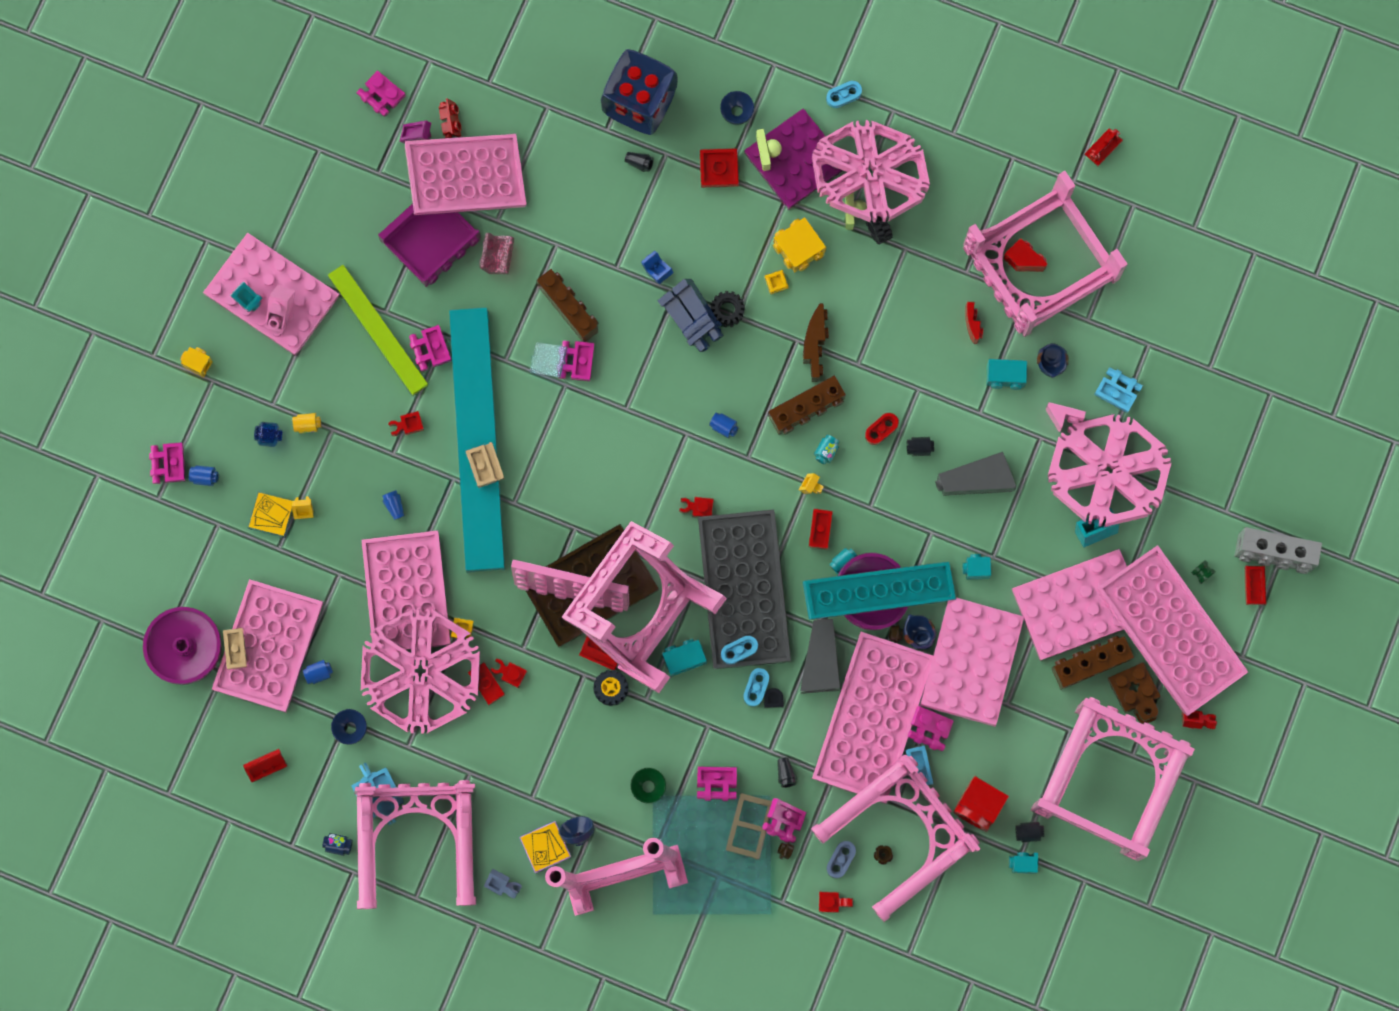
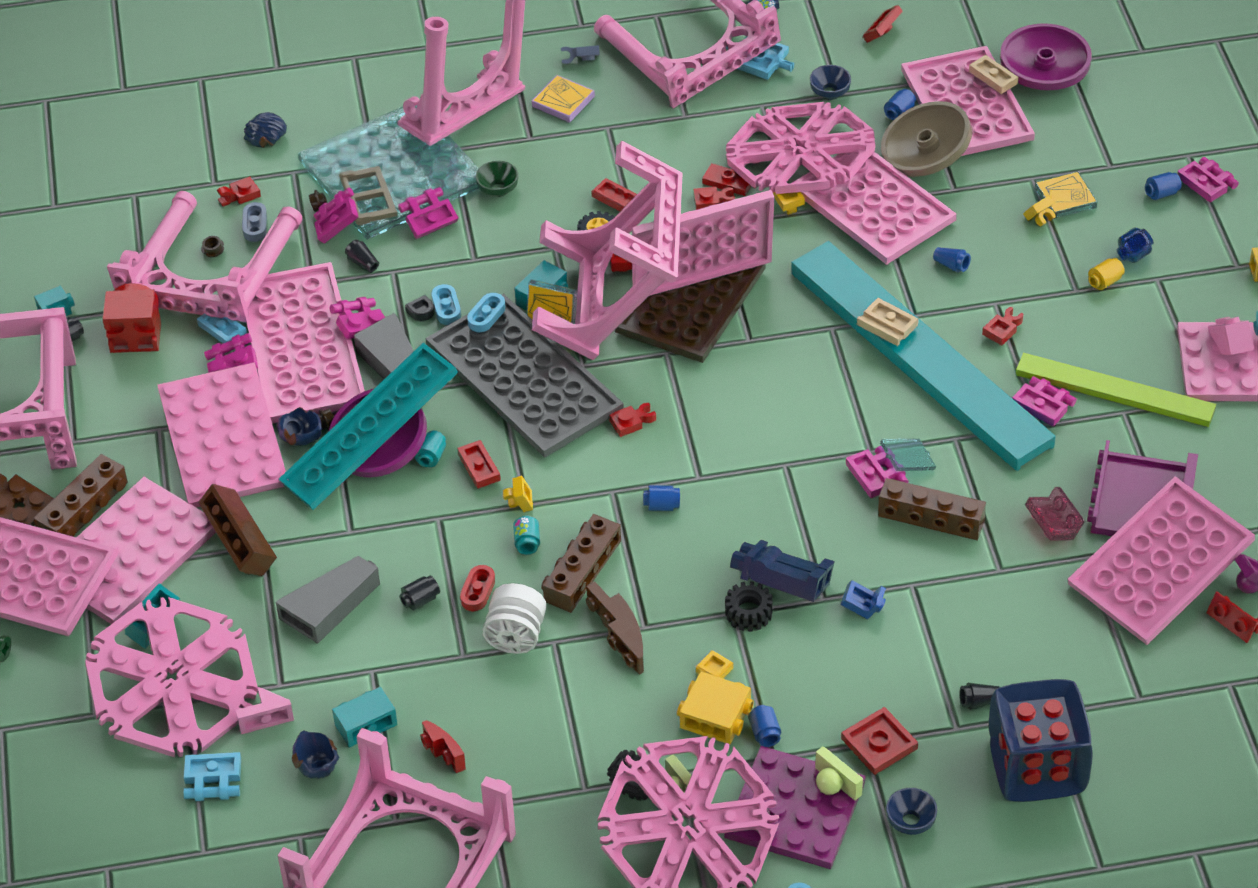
camera: 150 degrees right, 30 degrees down
(330, 617) = (927, 138): none -> dark tan dish
(575, 715) = (612, 194): none -> red plate
(576, 830) = (548, 113): dark blue piece -> none
(693, 625) = (552, 298): none -> yellow tile
(777, 218) = (765, 725): none -> blue brick
(780, 955) = (265, 129): none -> dark blue hair
(823, 703) = (352, 323): none -> dark pink plate
(879, 378) = (514, 618): none -> white wheel
(977, 567) = (272, 516): teal brick -> none
(1007, 566) = (237, 530): none -> reddish brown brick
(1024, 258) = (424, 849): red slope -> none

